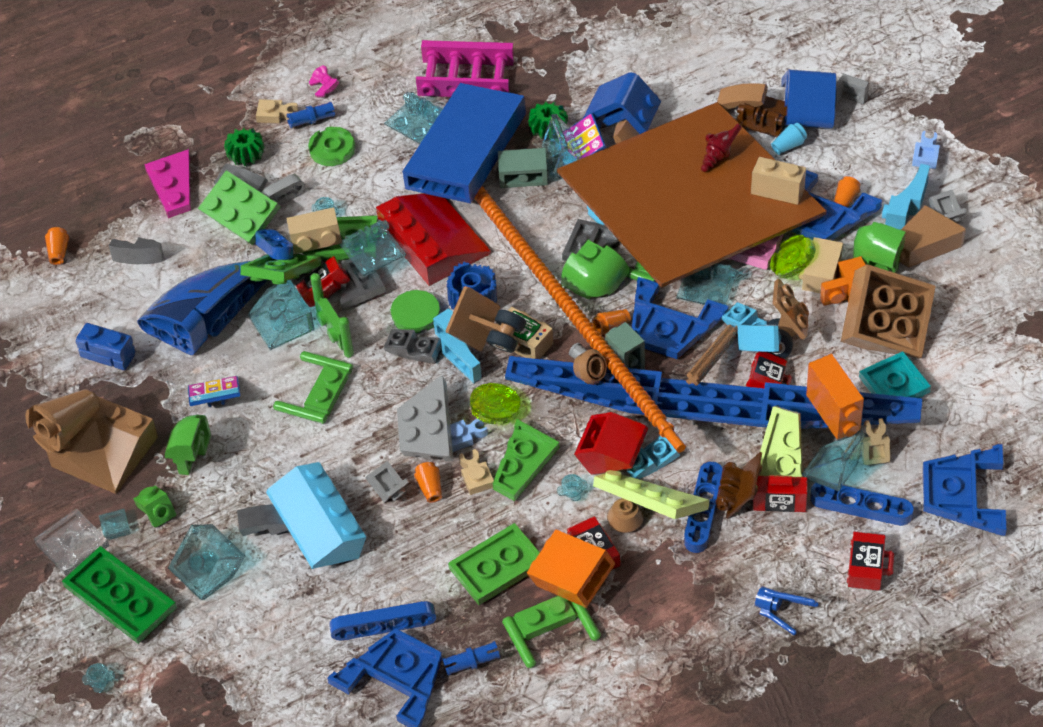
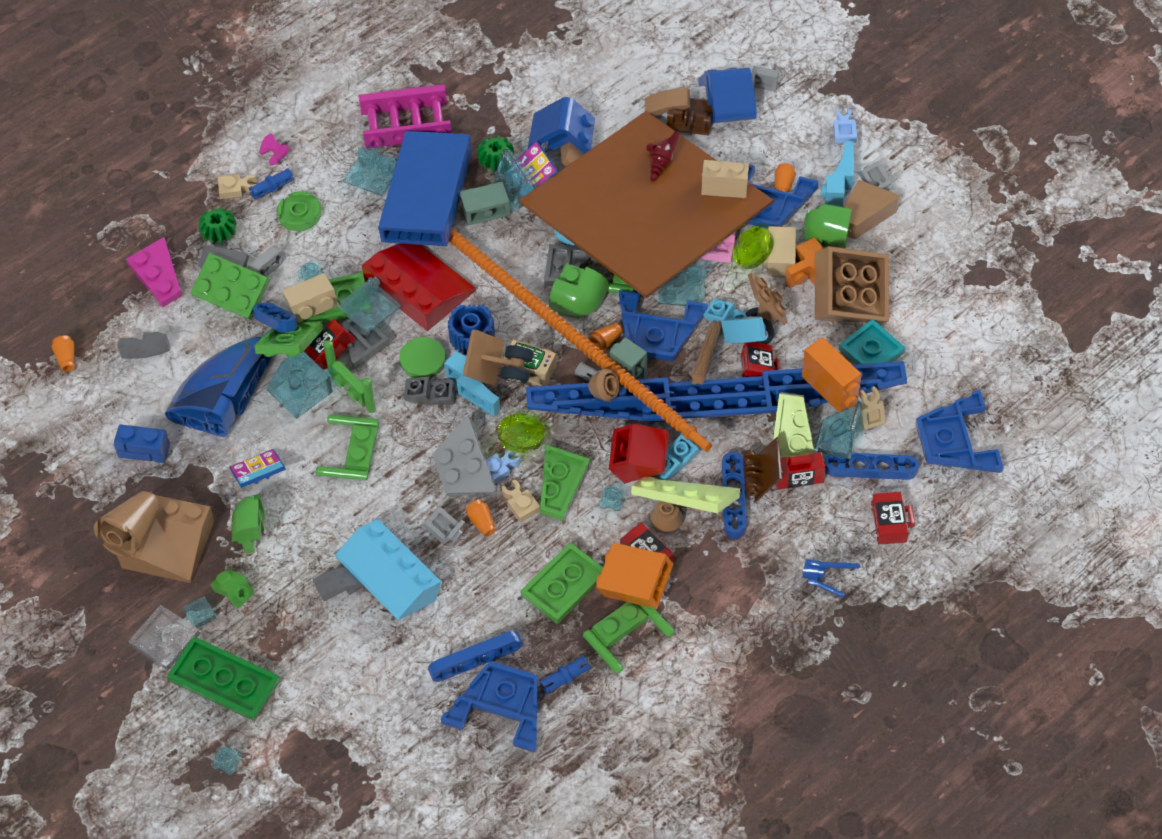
camera: 15 degrees left, 5 degrees up
(205, 560) = (296, 631): clear light blue slope -> none
(790, 138) = (720, 135): medium azure cone -> none

